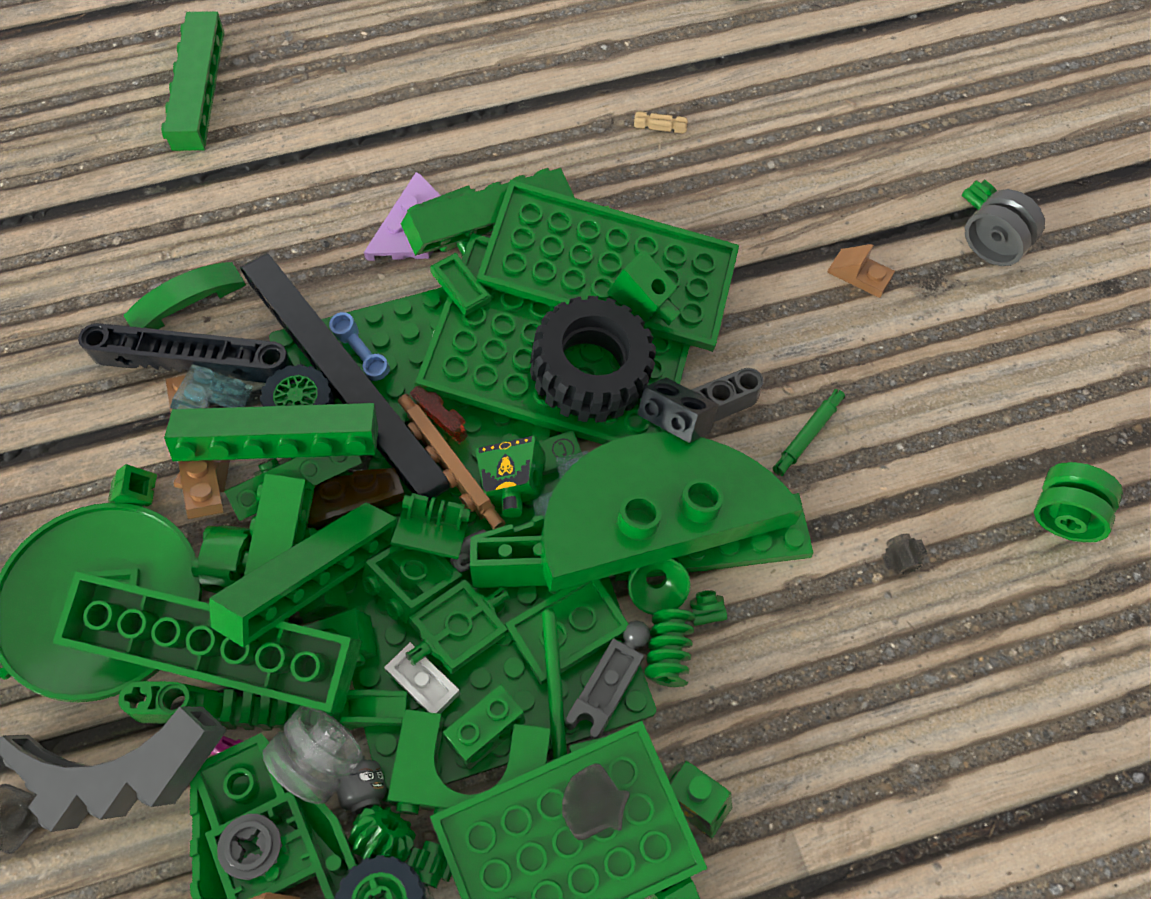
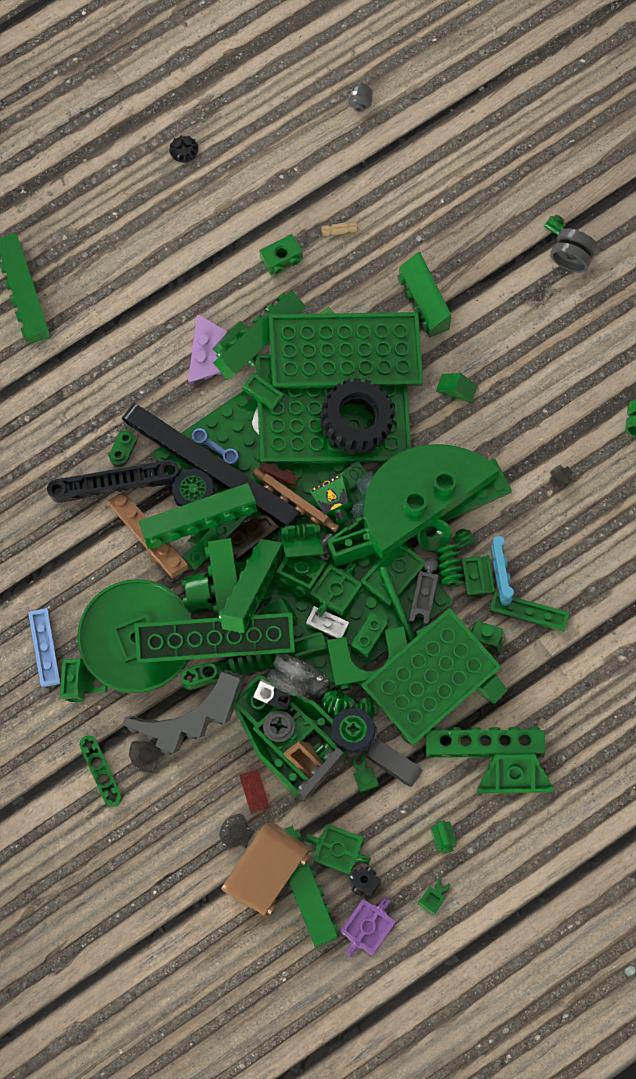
camera: 15 degrees left, 10 degrees up
(132, 486) = (123, 570): green piece -> none
(182, 292) = (89, 444): green slope -> none
(204, 386) = (138, 499): clear light blue plate -> none
(228, 314) = (122, 447): none -> green plate
(256, 784) = (272, 695): none -> leg
(565, 129) = (286, 246): none -> green brick
(593, 803) = (438, 653): clear smoke animal -> none
(645, 289) = (374, 365): green torso -> none
(677, 409) = (414, 432): black brick -> none
(713, 680) = (477, 576): none -> green plate
(731, 390) = (436, 406): dark grey beam -> none
(757, 697) = (503, 579): none -> medium azure plate
(758, 230) = (424, 295): none -> green slope
(776, 369) = (457, 386): none -> green slope
(790, 775) = (531, 613): none -> green plate
(808, 432) = (490, 419): green piece -> none
(857, 269) = (491, 300): medium nougat slope -> none

